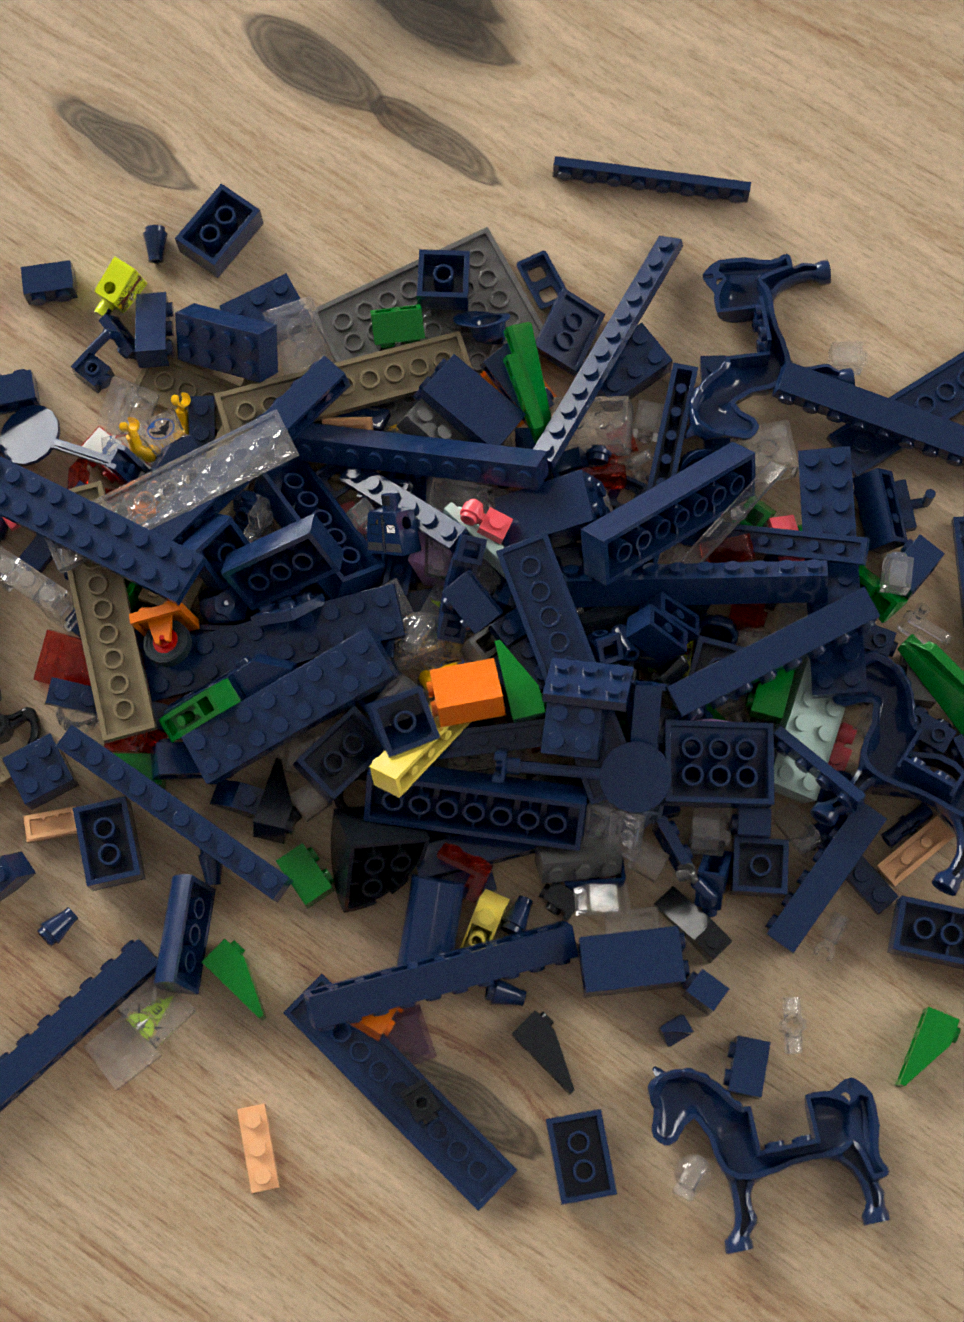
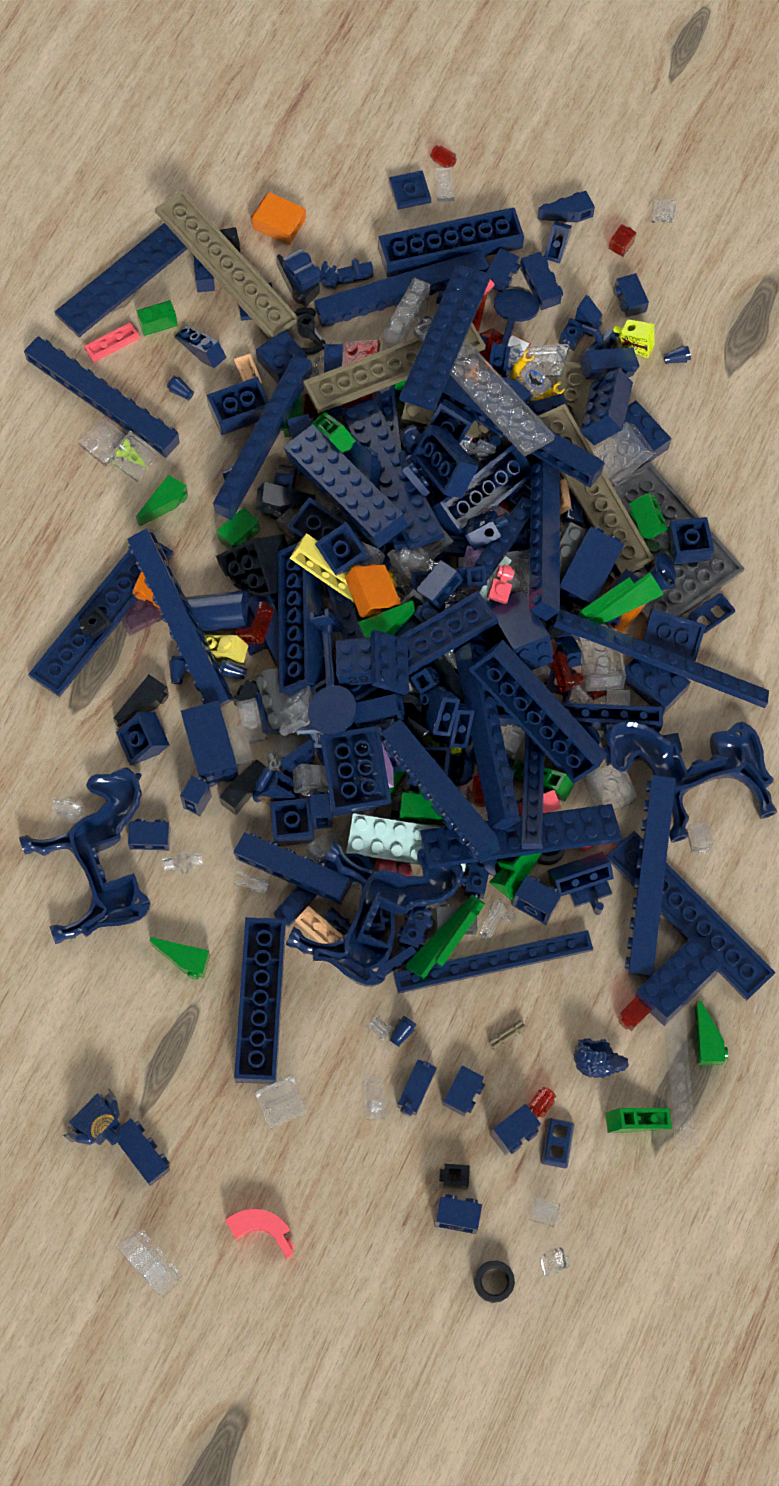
camera: 75 degrees right, 5 degrees down
(71, 341) = (589, 314): none -> dark blue slope
(166, 632) = (385, 404): plate -> none
(184, 935) = (185, 462): dark blue brick -> none
(219, 230) = (695, 392): dark blue brick -> none
(258, 1148) = (53, 535): light nougat plate -> none
(581, 1156) = (71, 732): dark blue brick -> none
(598, 455) = (577, 665): dark blue plate -> none
(601, 1057) = (142, 737): none -> dark blue slope
(675, 1030) = (168, 784): dark blue slope -> none
(734, 513) = (550, 763): clear piece -> none
(734, 548) = (521, 763): clear red tile -> none
(825, 775) = (367, 833): dark blue plate -> none
(896, 573) = (524, 877): clear brick -> none

